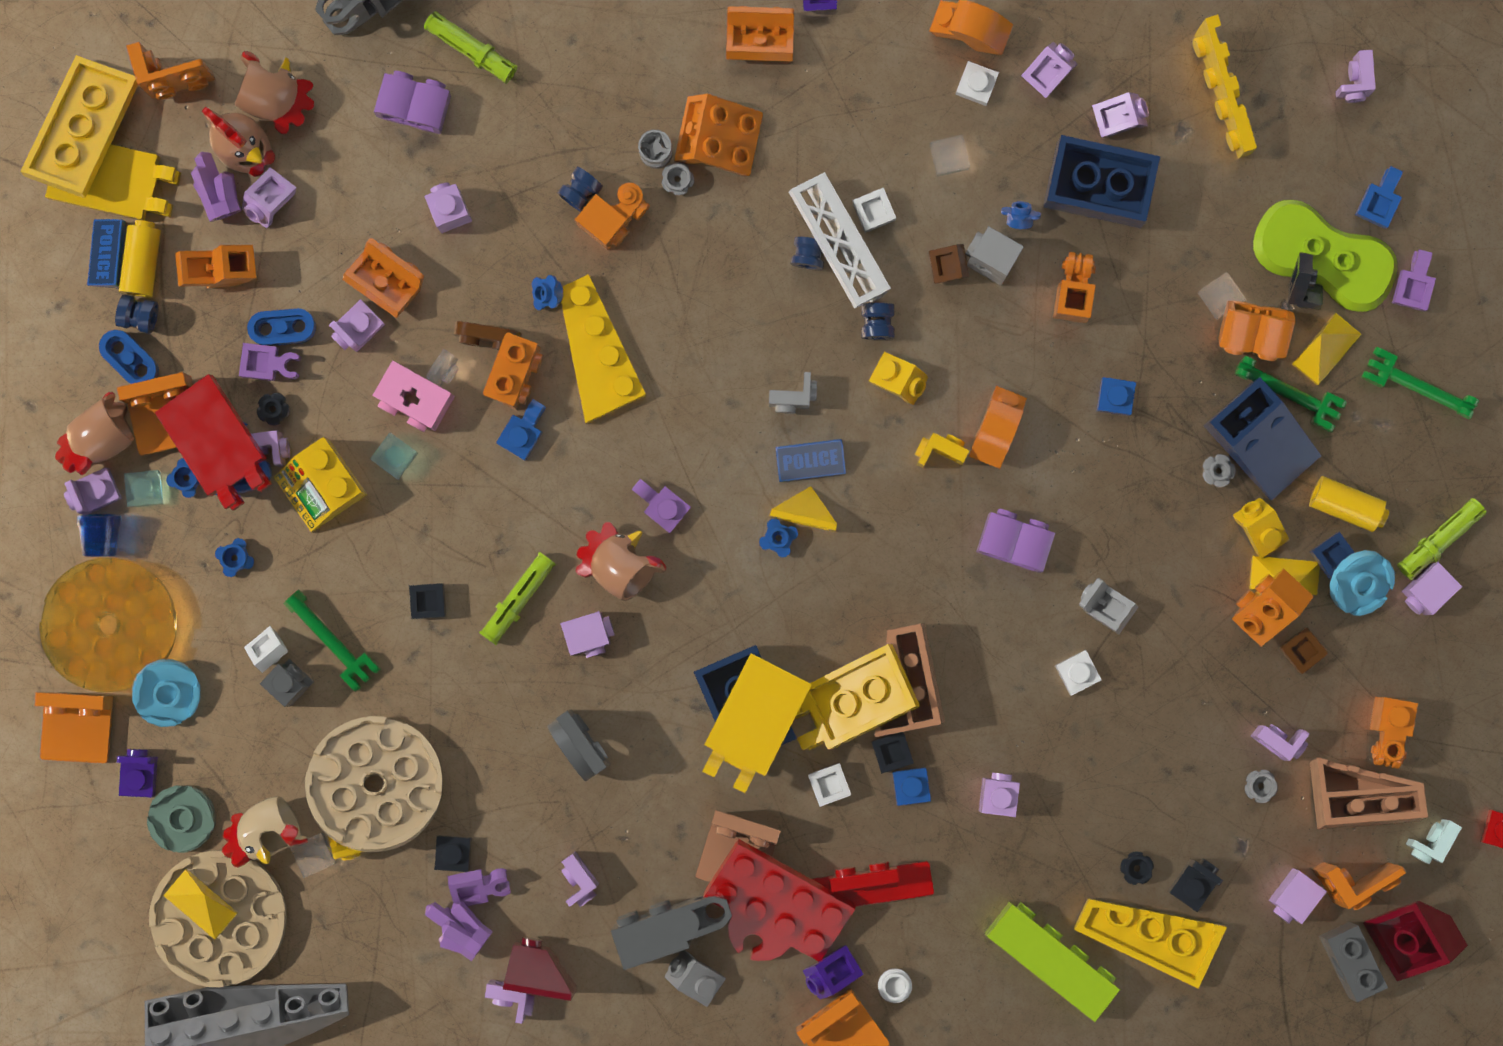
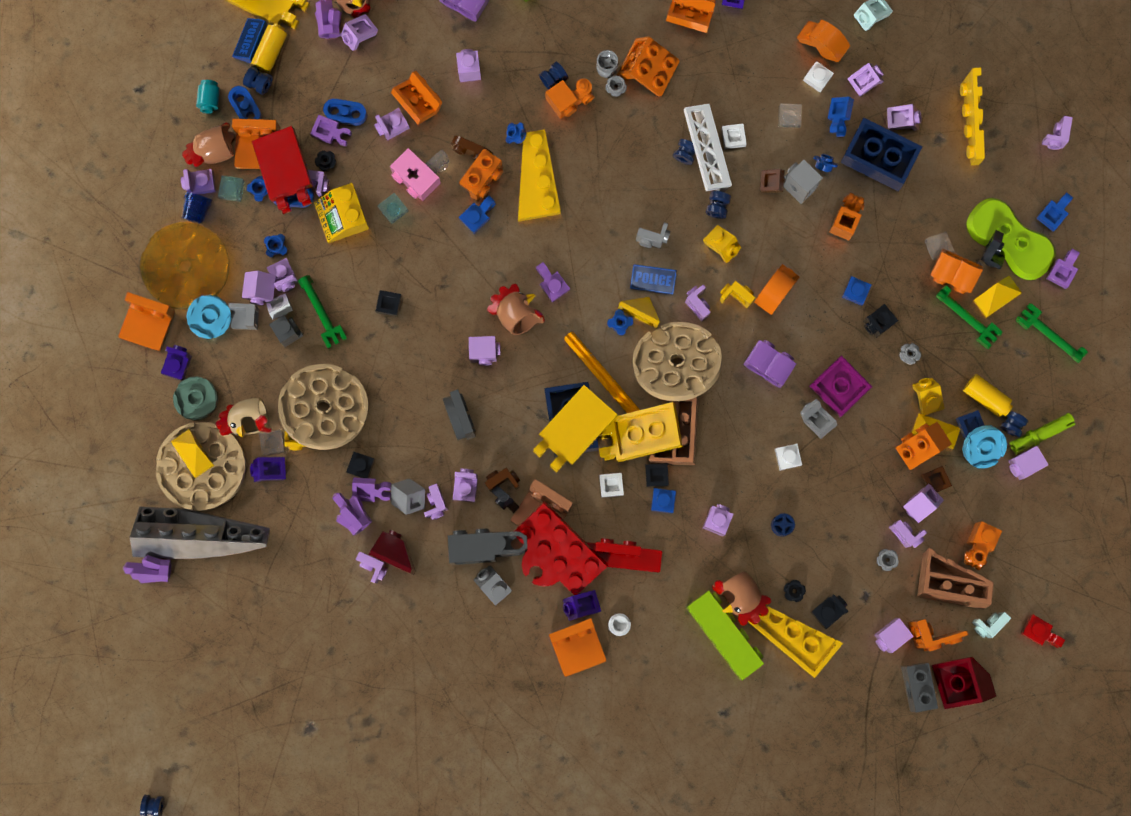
camera: 10 degrees right, 5 degrees down
(69, 358) = (208, 96): none -> teal brick
(216, 268) = (316, 66): orange brick -> none
(218, 678) = (244, 316): none -> light grey panel
(228, 630) = (258, 287): none -> lavender brick
(258, 600) = (285, 276): none -> lavender bracket
(318, 896) = (268, 469): none -> dark purple bracket
(495, 627) = (452, 311): lime pin -> none
(535, 881) = (407, 496): none -> light grey panel
(615, 842) = (465, 485): none -> lavender bracket
(659, 820) = (497, 478): none -> reddish brown bracket
(678, 849) = (504, 499): none -> black plate
(771, 623) = (600, 373): none -> light orange axle
(889, 483) = (698, 306): none -> lavender bracket
(898, 604) = (686, 380): none -> tan plate
(1022, 130) = (840, 111): none -> blue plate
(1066, 902) = (743, 598): none -> nougat piece
(1101, 776) = (785, 522): none -> dark blue wheel
(1128, 547) = (840, 386): none -> magenta plate
(1161, 433) = (879, 321): none -> black bracket
(1263, 438) = (943, 339): dark blue slope -> none
(1293, 691) = (923, 503): none -> lavender brick
(1397, 536) = (1014, 424): none -> dark blue wheel

